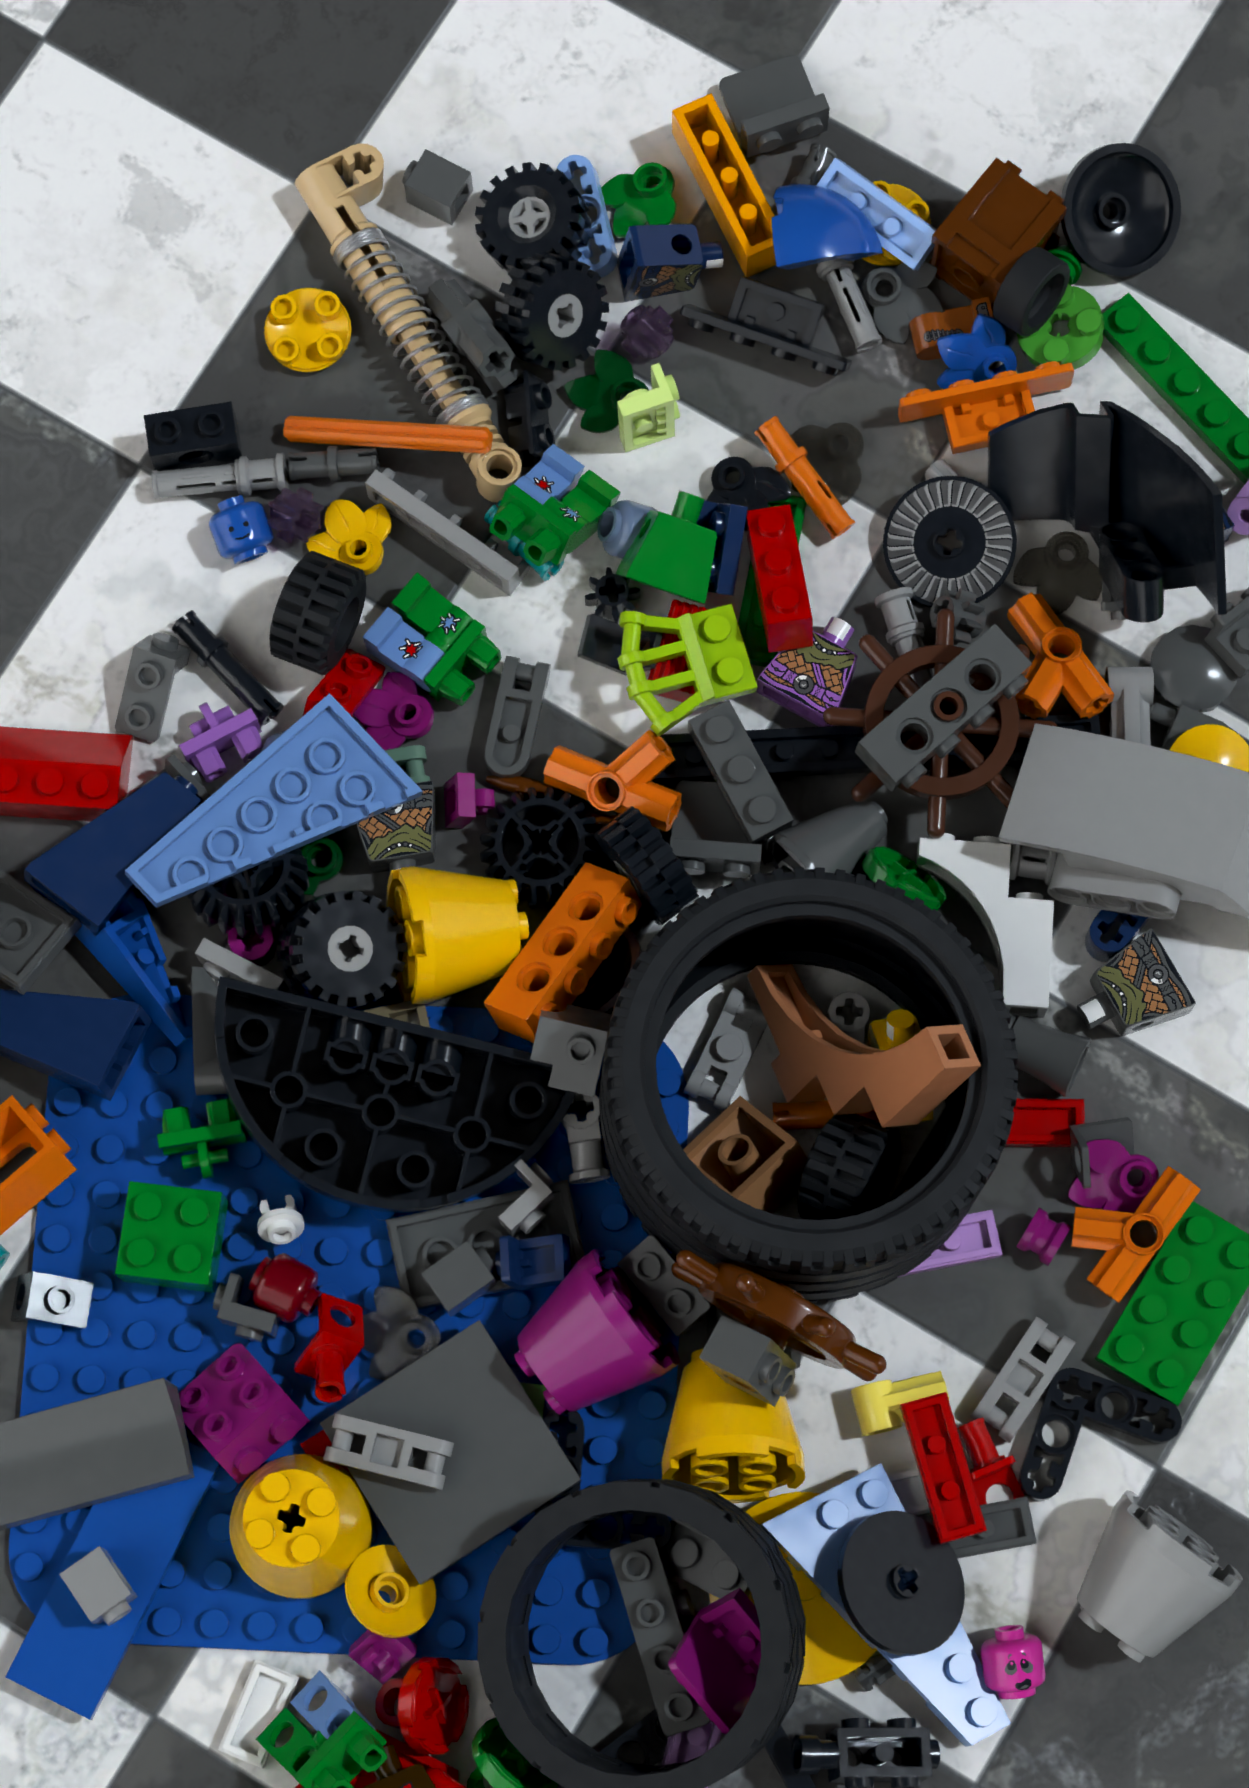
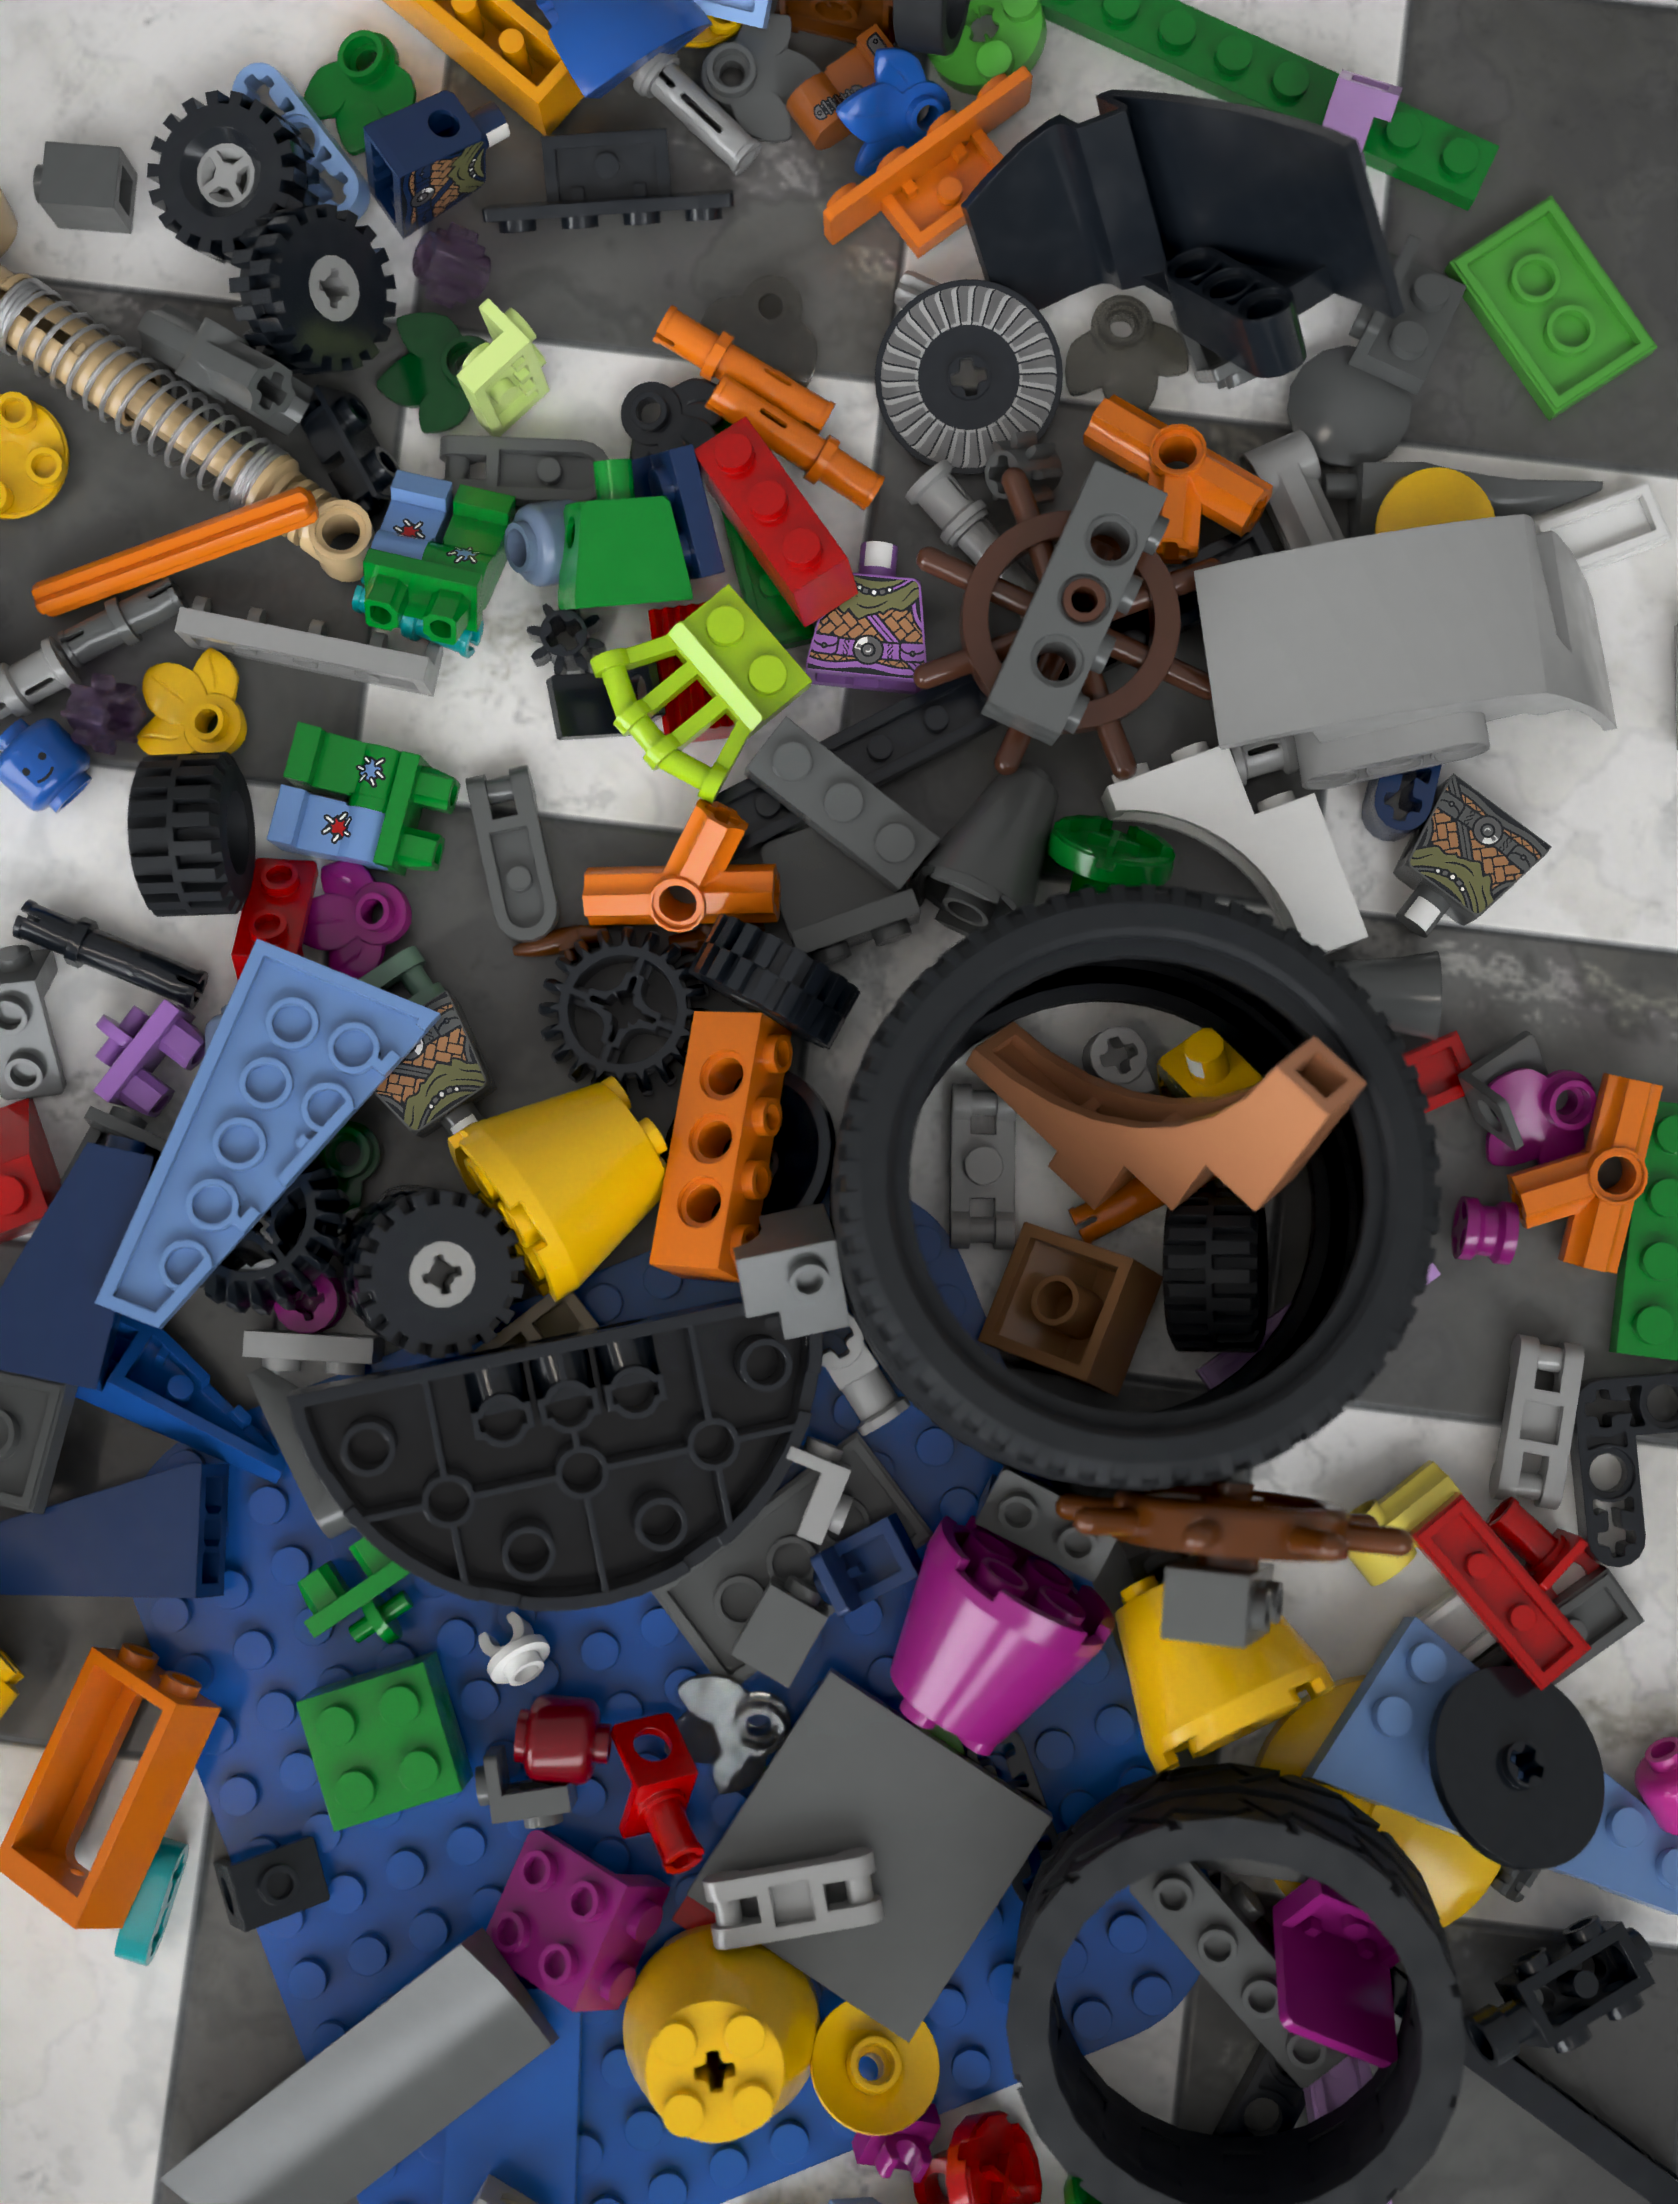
camera: 25 degrees left, 10 degrees up
(465, 801) = (499, 995): magenta tile -> none
(634, 476) = (523, 467): none -> dark grey plate
(818, 536) = (797, 443): none -> orange pin

